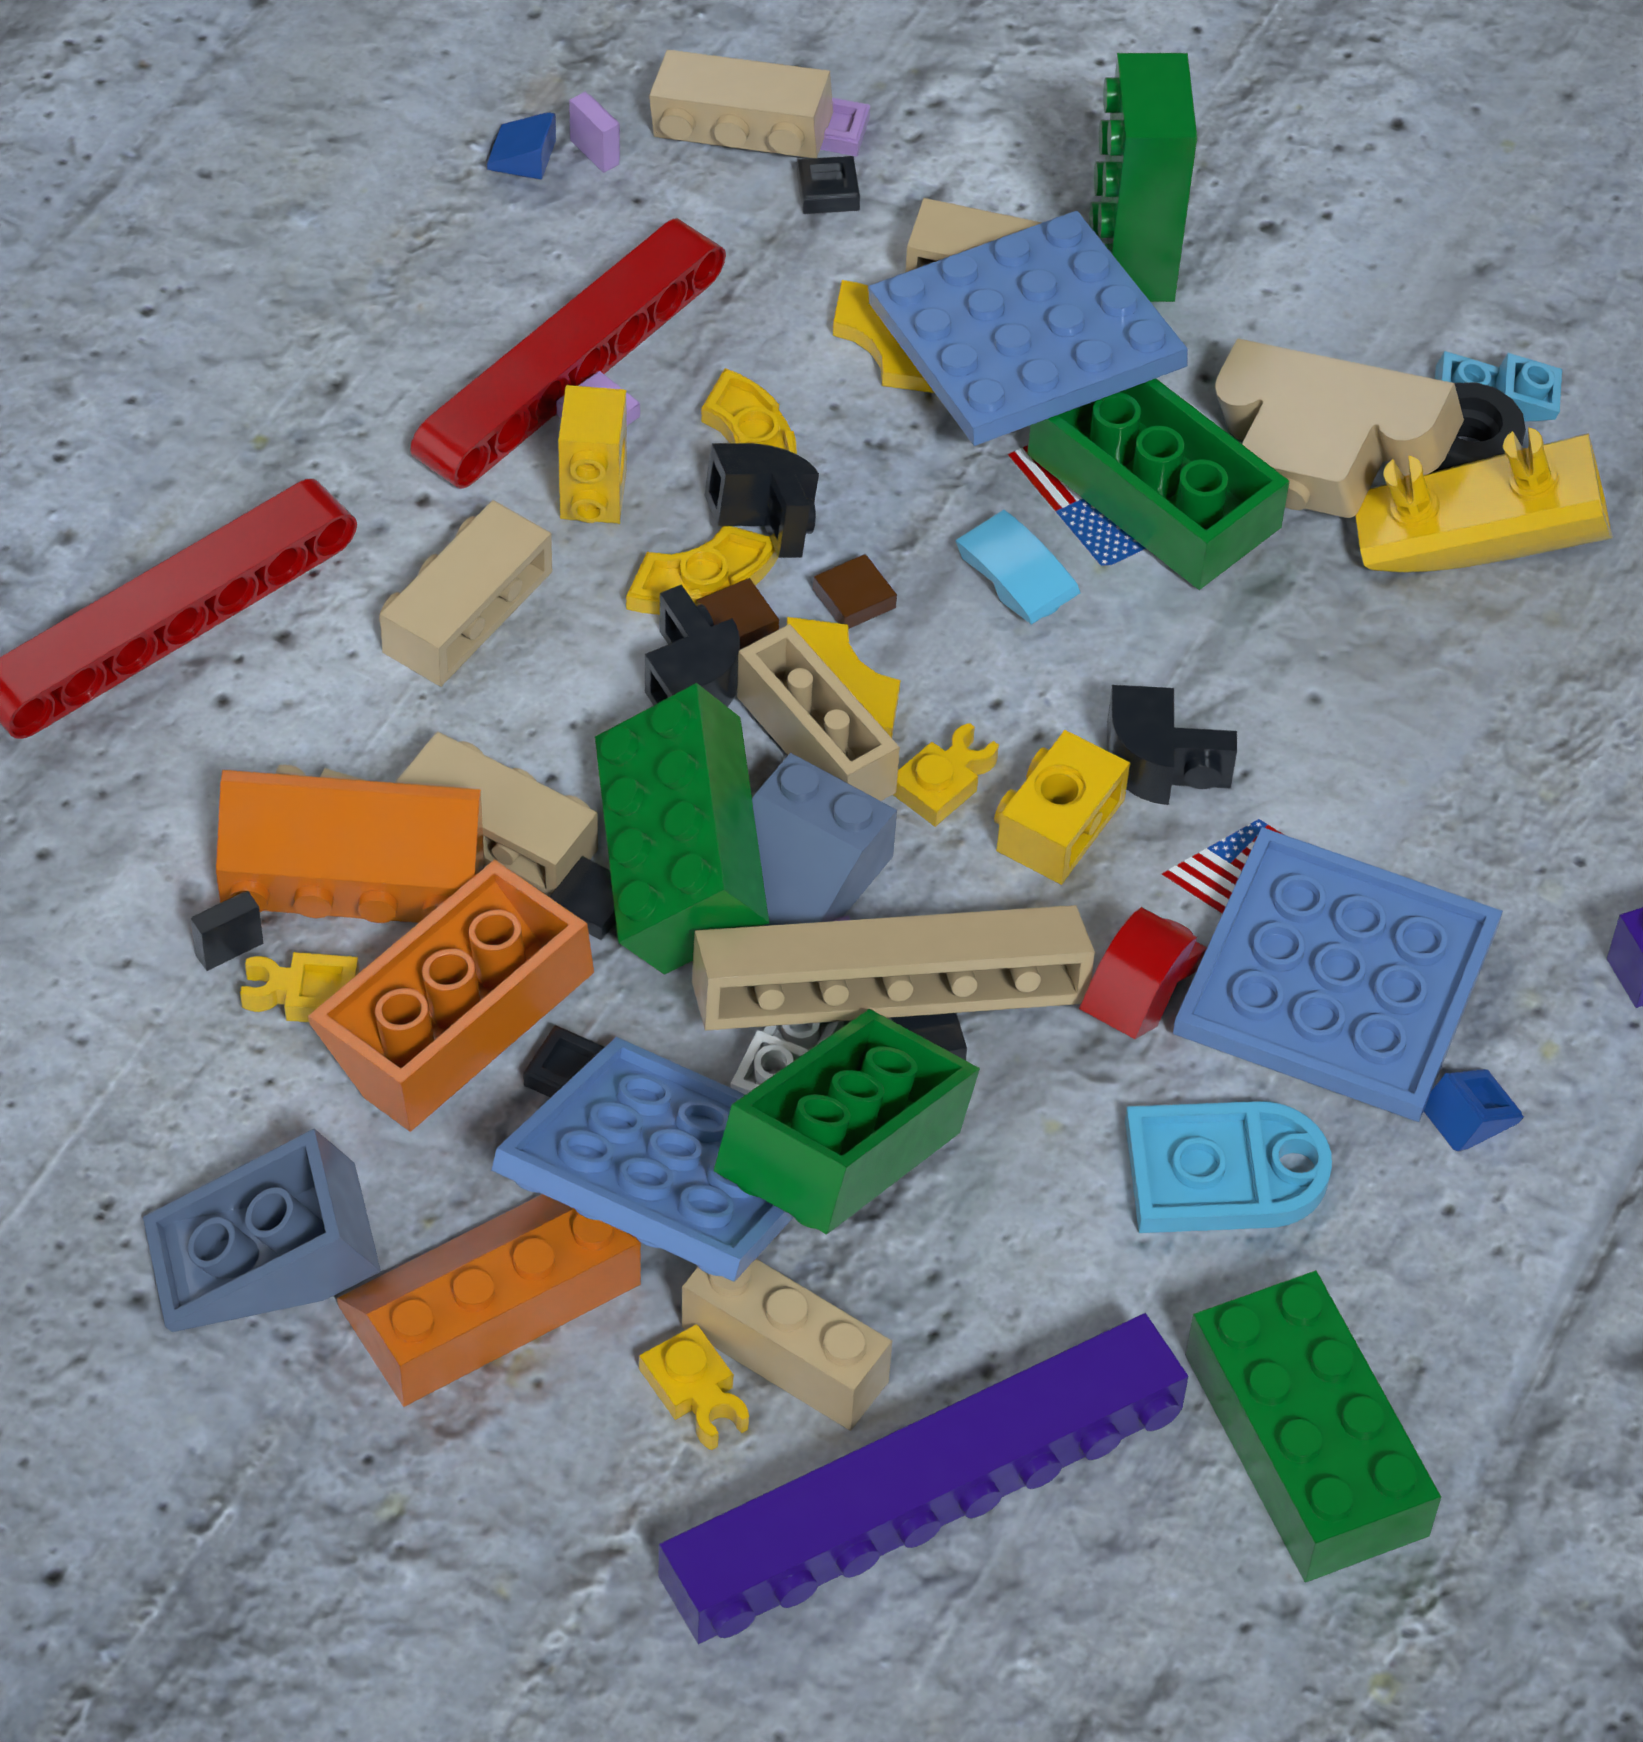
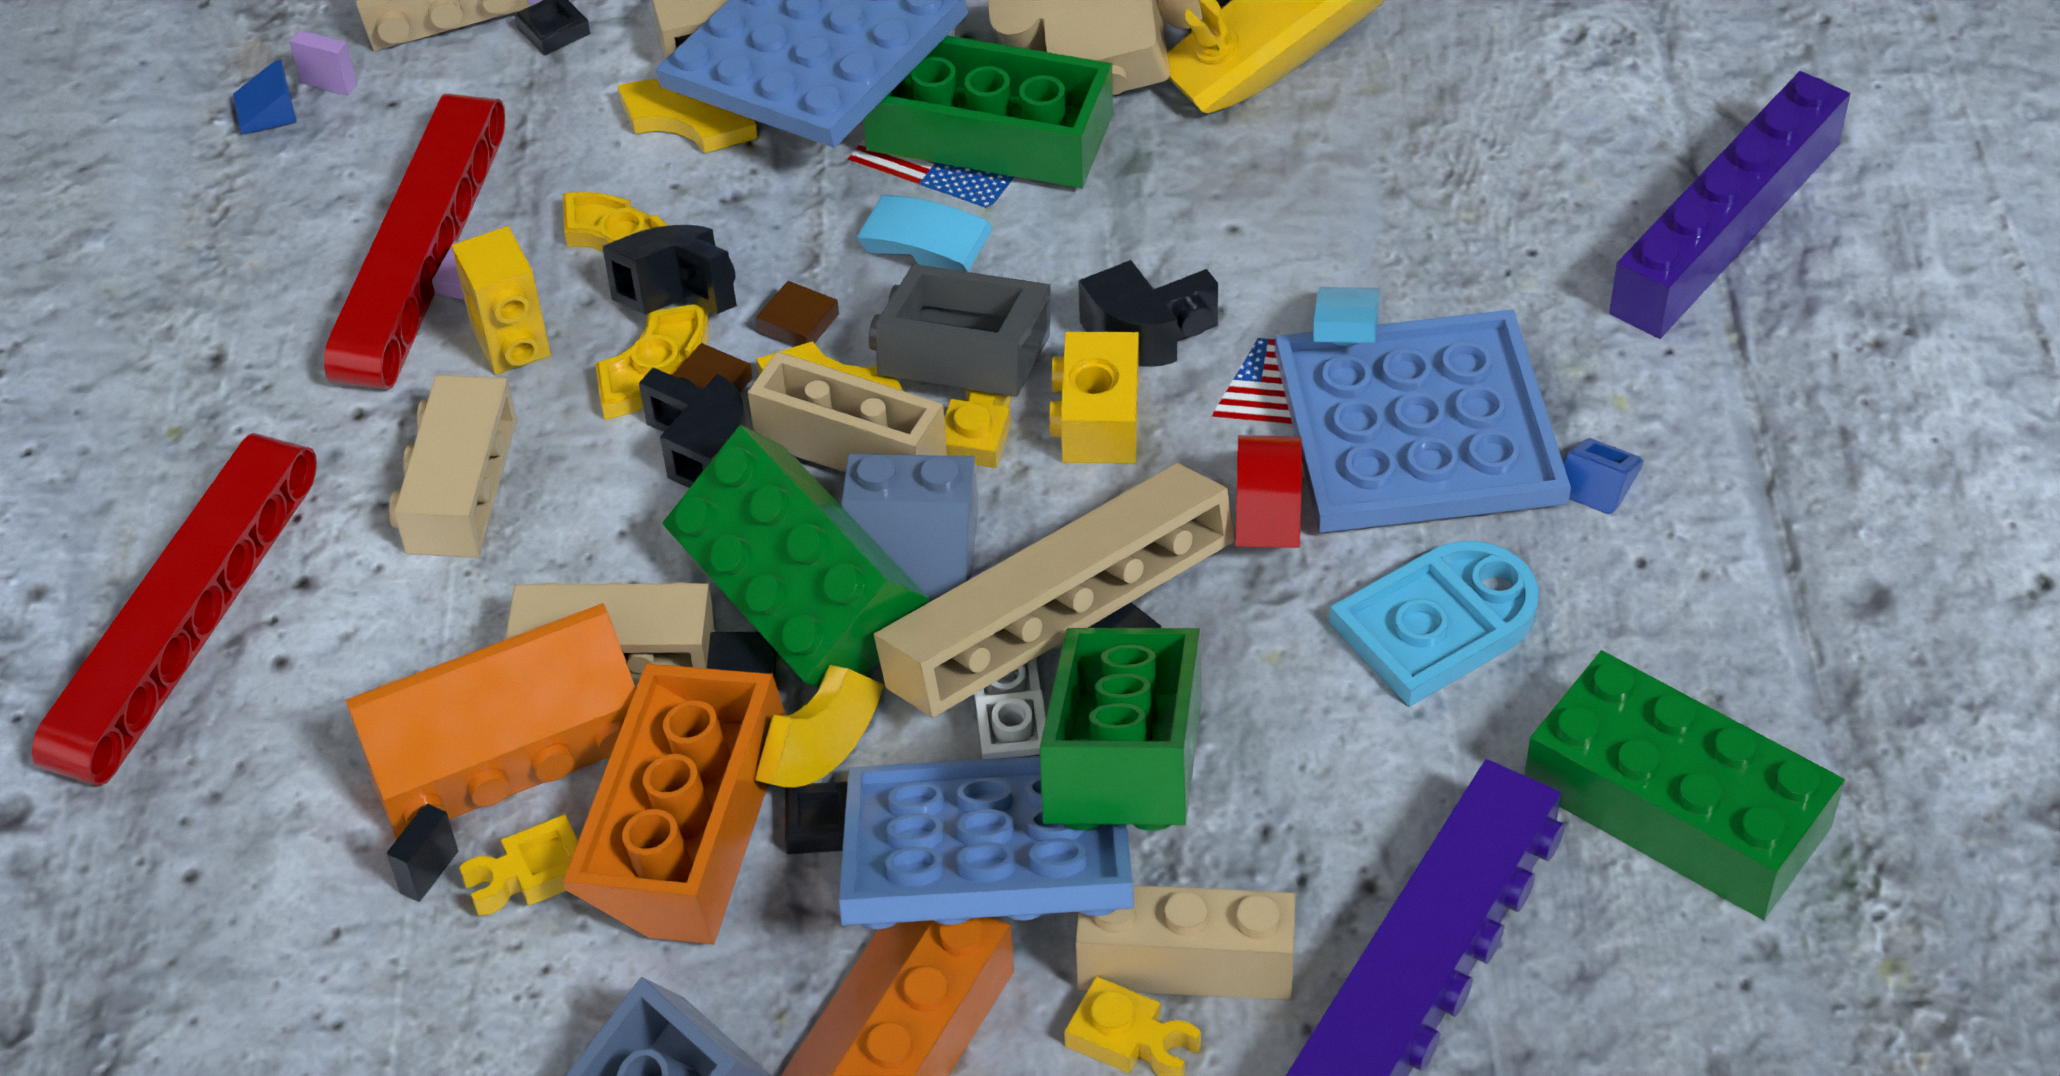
camera: 25 degrees left, 5 degrees down
(609, 995) = (821, 733): none -> yellow tile
(981, 728) = (955, 354): none -> dark grey window
(1339, 837) = (1346, 315): none -> medium azure slope

